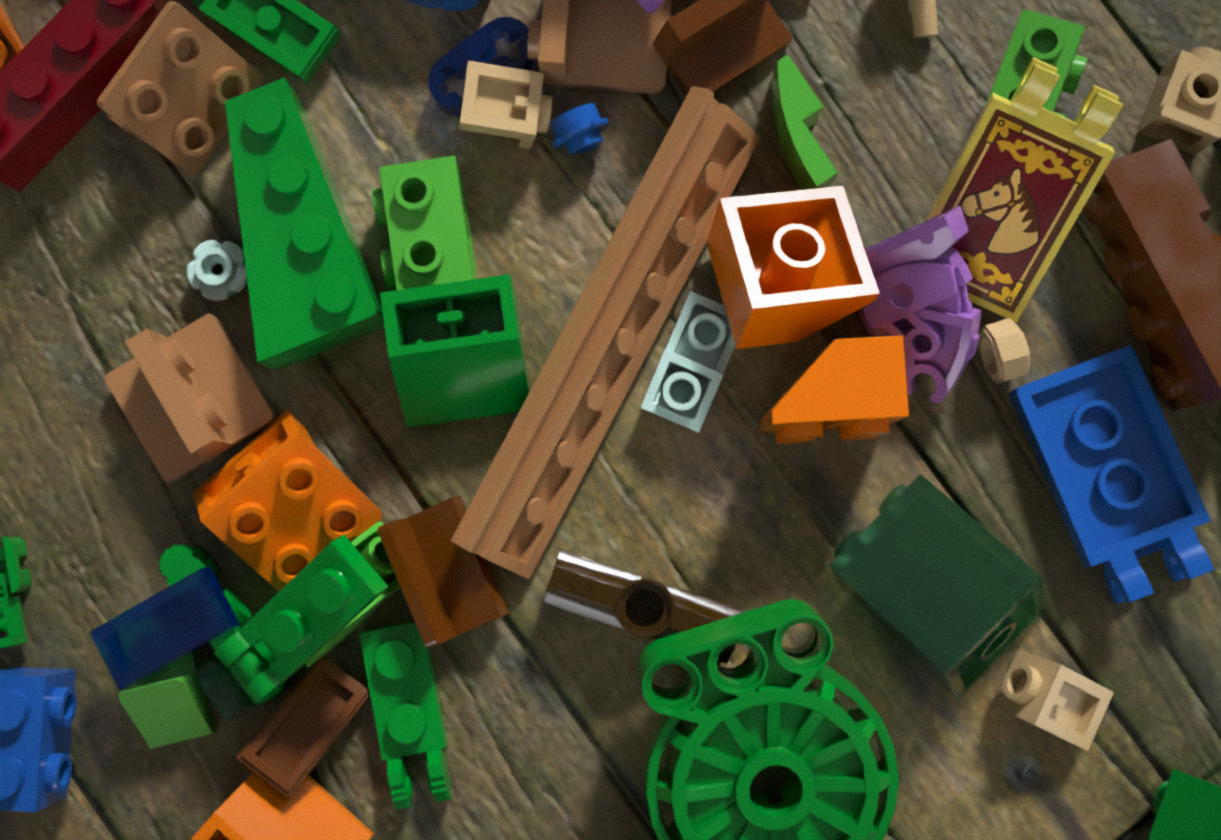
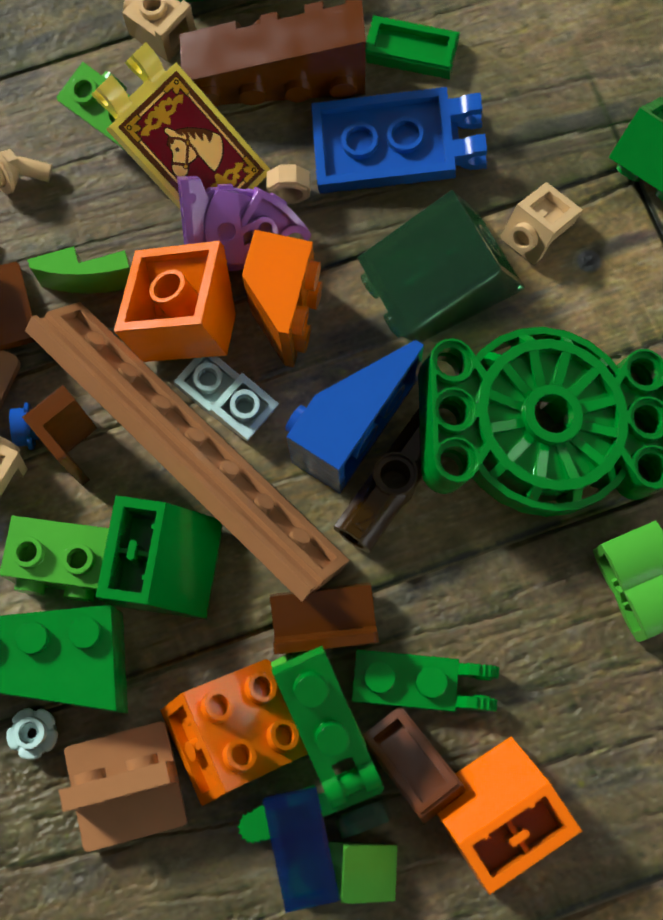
camera: 70 degrees left, 10 degrees down
(575, 168) = (61, 426): none -> reddish brown panel
(692, 526) = (348, 417): none -> blue slope

